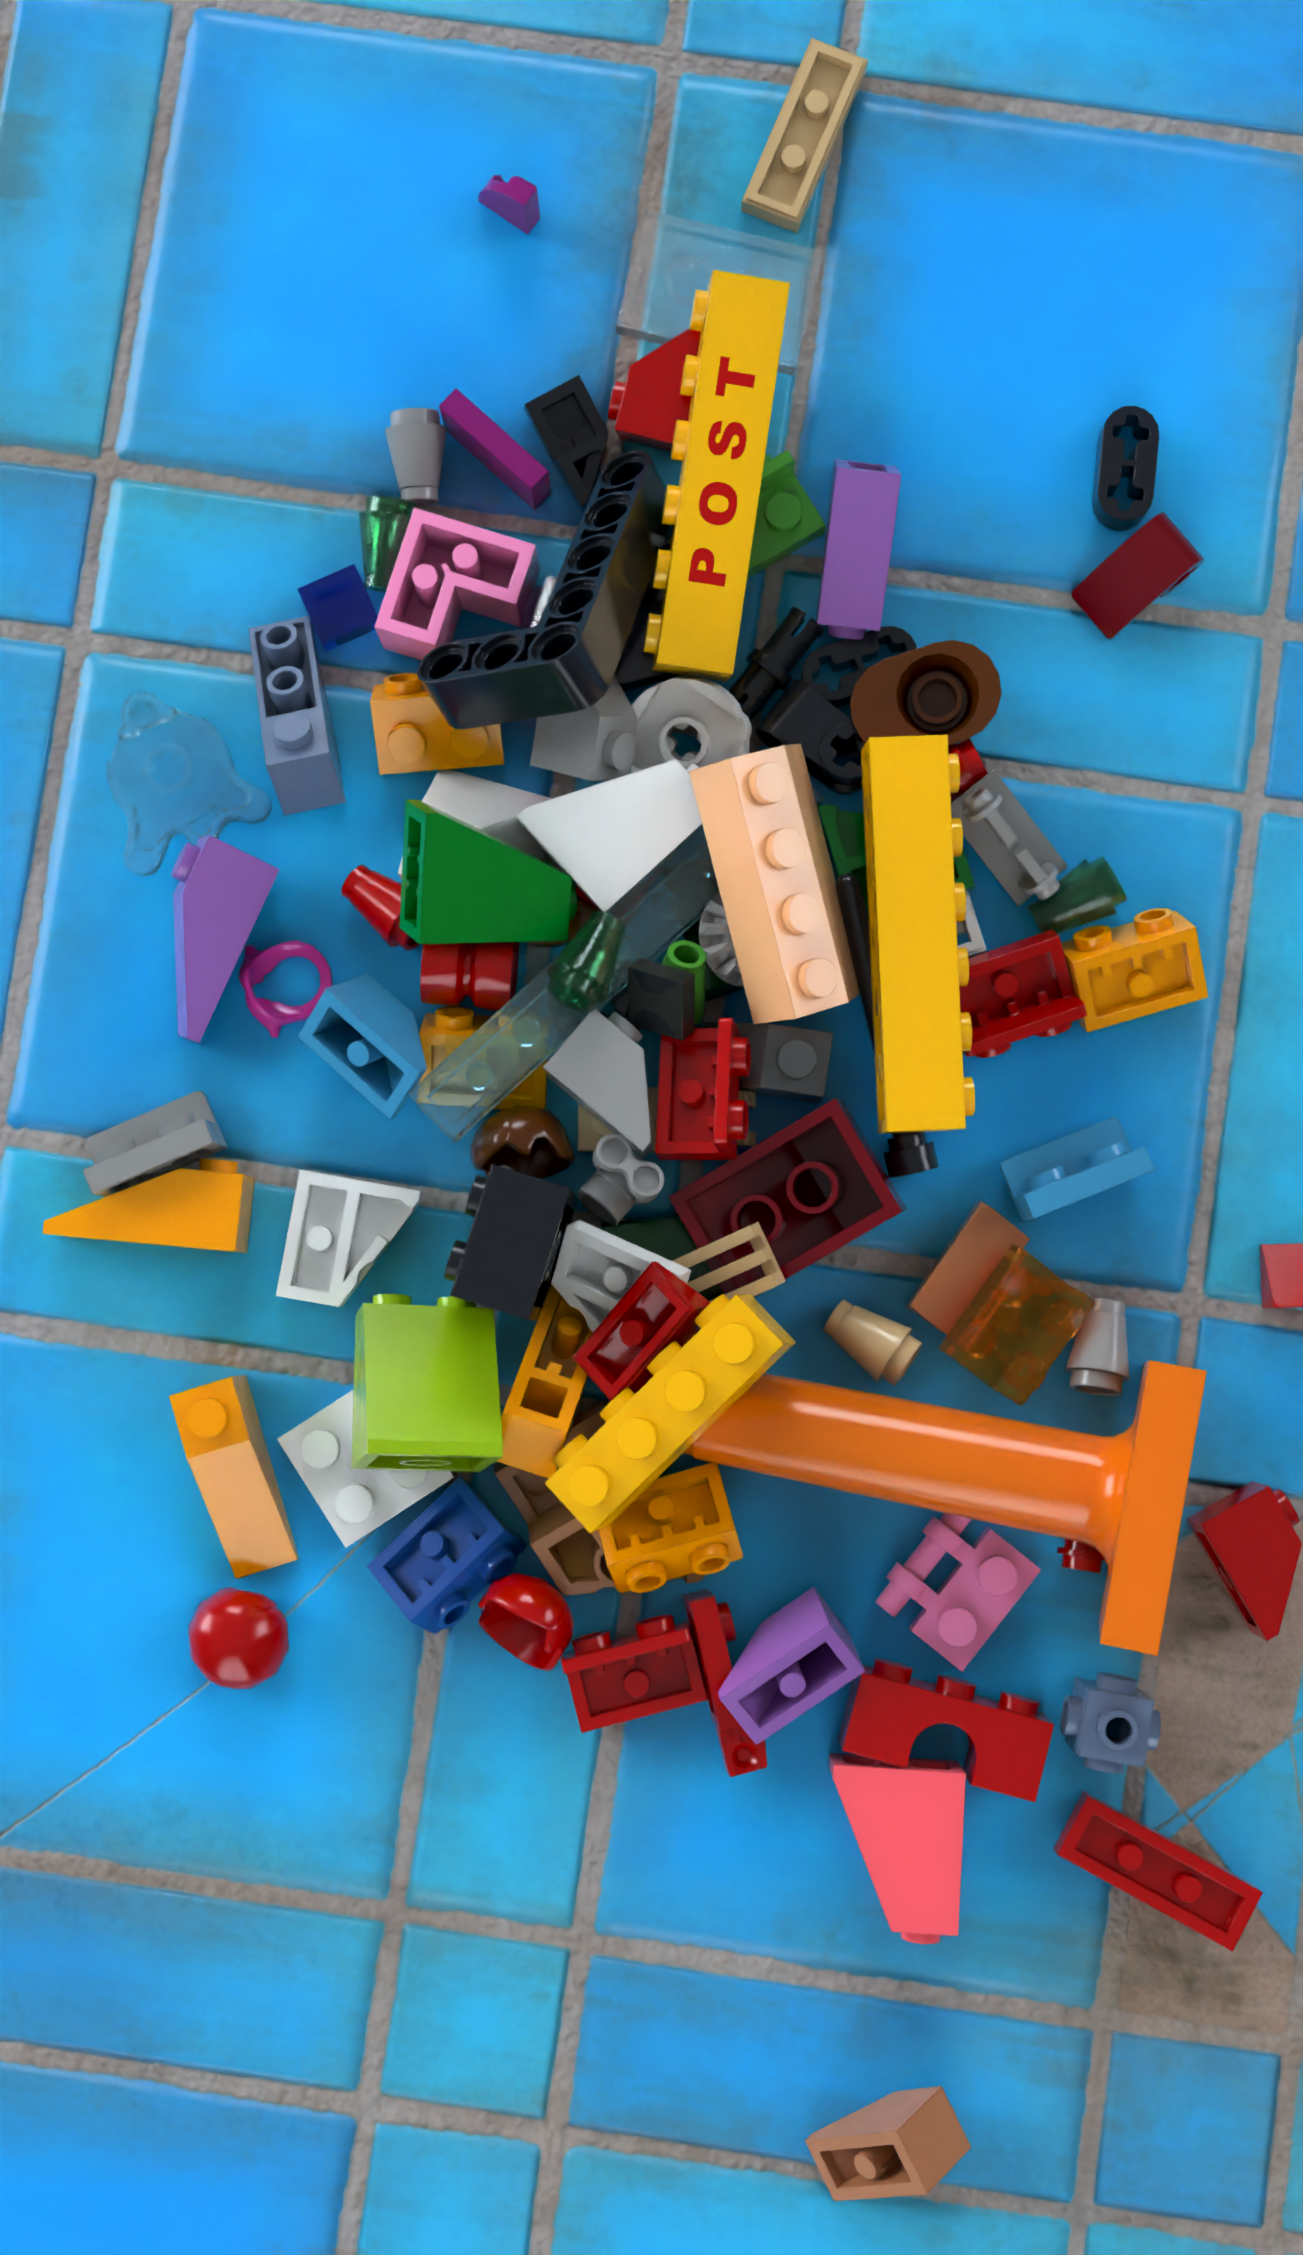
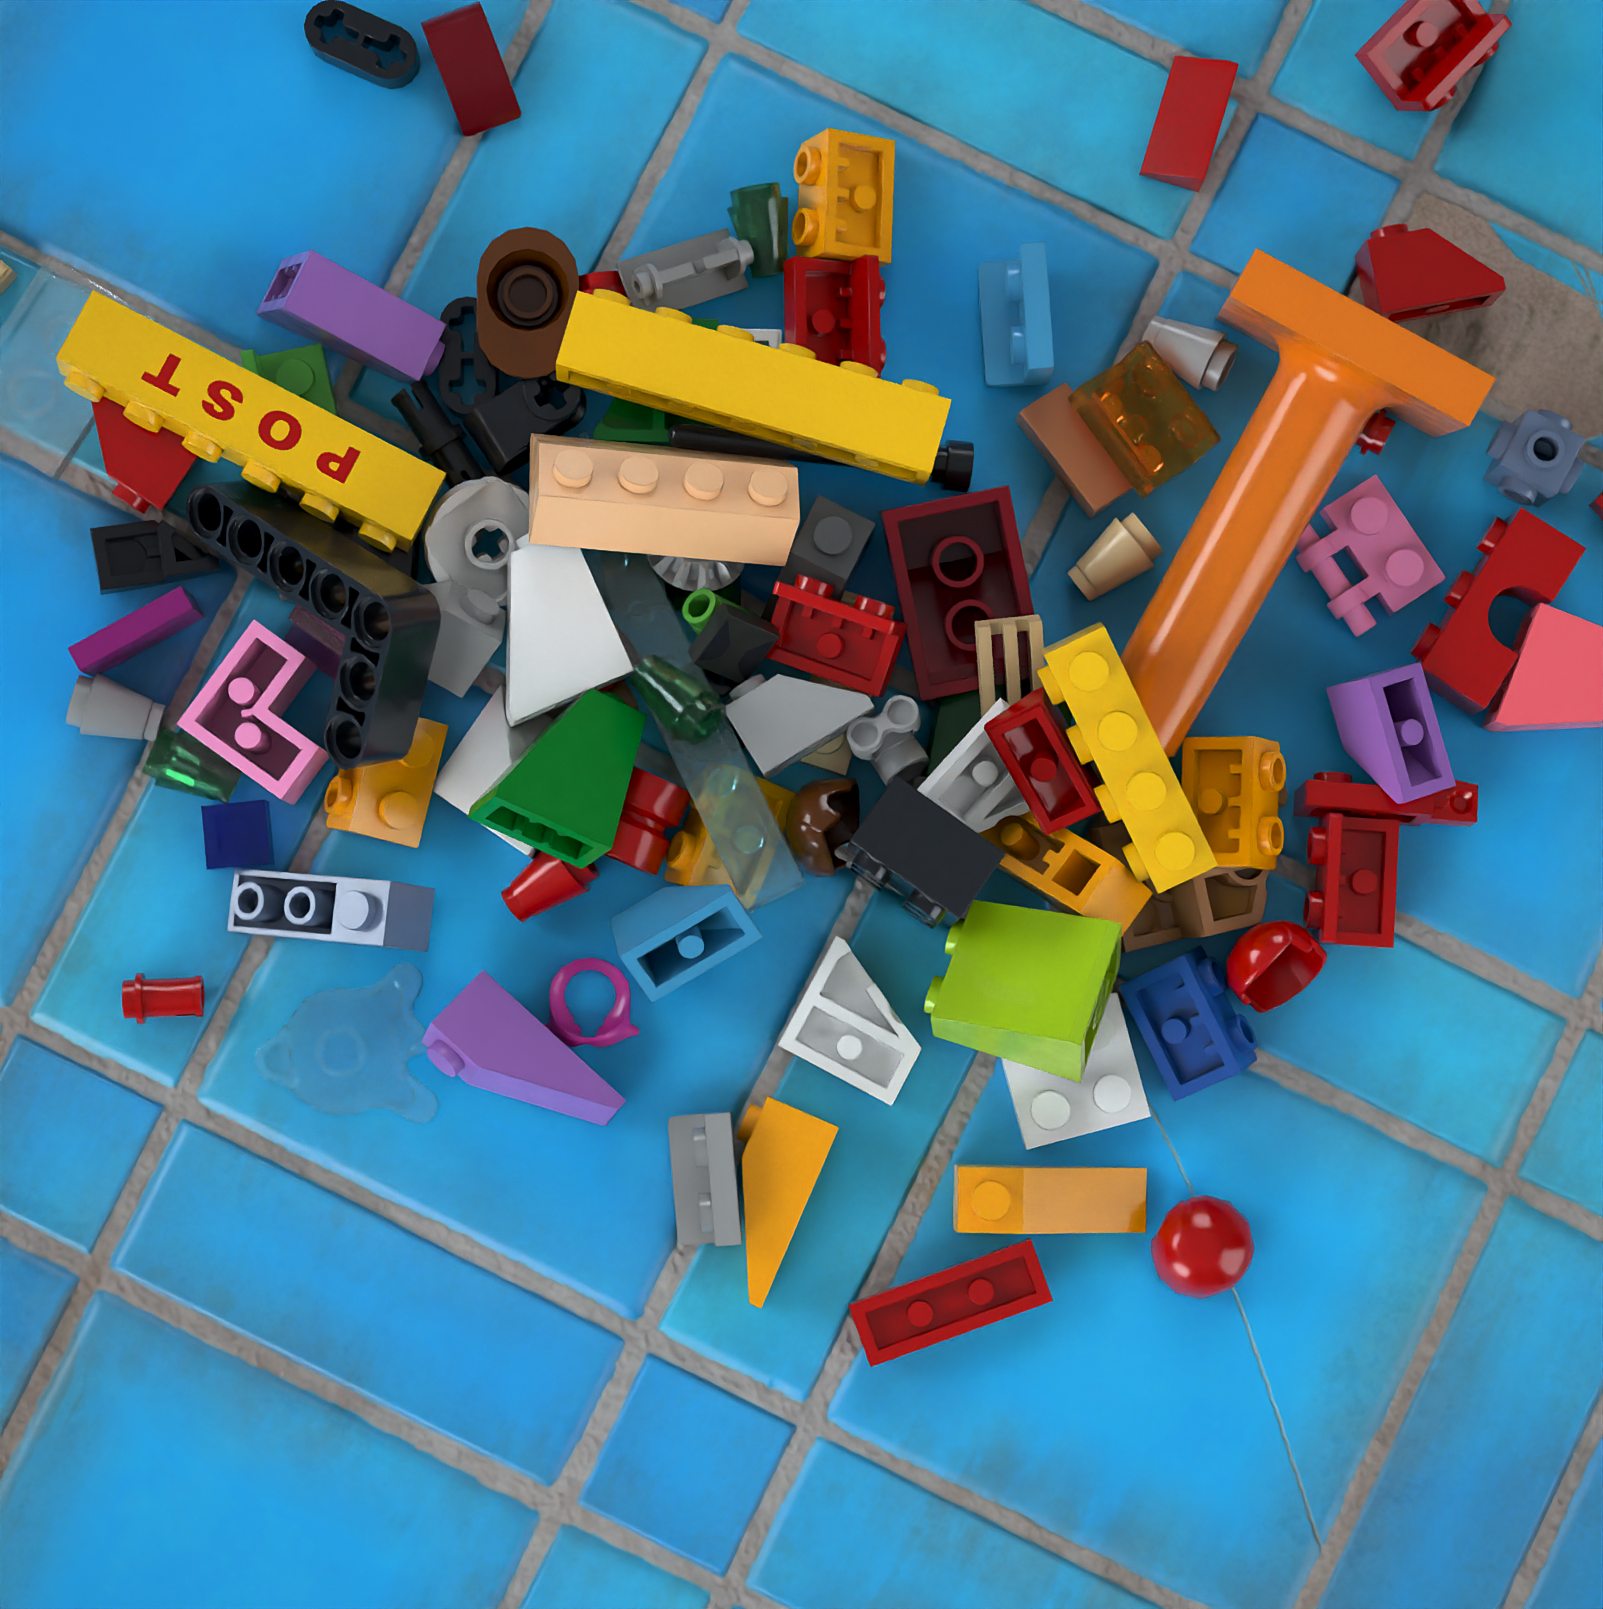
camera: 80 degrees left, 0 degrees up
(109, 1412) = (950, 1302): none -> red plate
(166, 589) = (162, 997): none -> red pin

